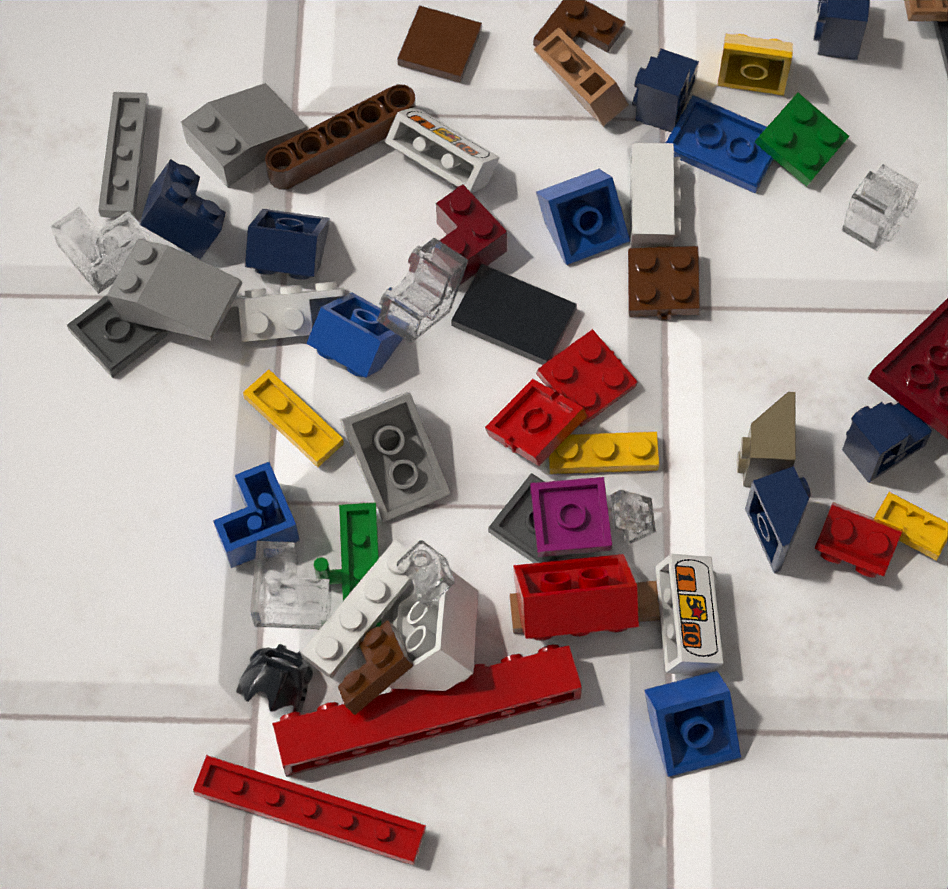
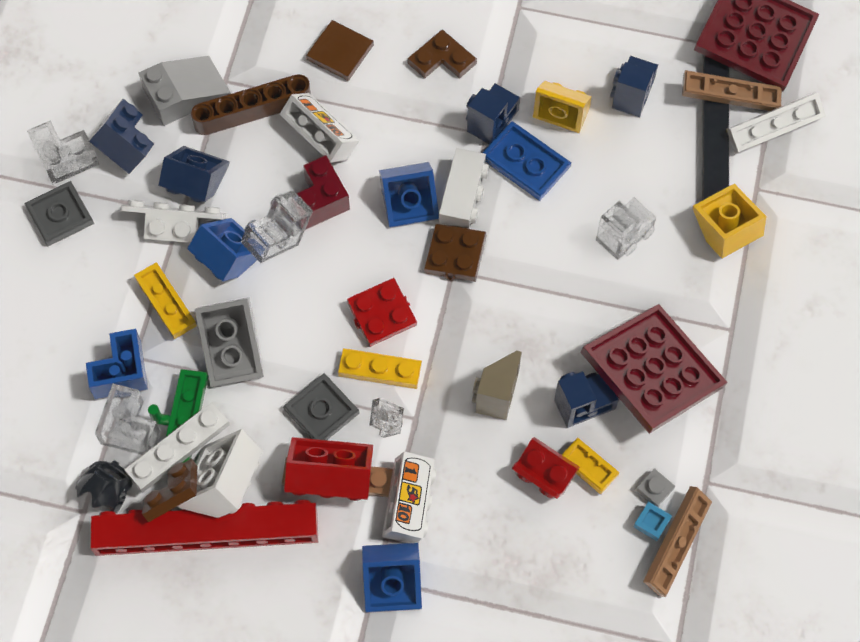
camera: 10 degrees right, 0 degrees up
(123, 154) = (95, 88): light grey plate -> none
(172, 291) = (100, 193): light grey slope -> none
(310, 810) = (104, 583): red plate -> none
(428, 572) = (227, 430): clear bracket -> none
(514, 314) = (342, 256): black tile -> none
(536, 421) = (335, 336): red plate -> none
(571, 517) = (342, 410): magenta plate -> none
(582, 76) = (433, 93): medium nougat slope -> none
(776, 511) = (492, 437): dark blue slope -> none
(801, 139) = (582, 168): green plate -> none

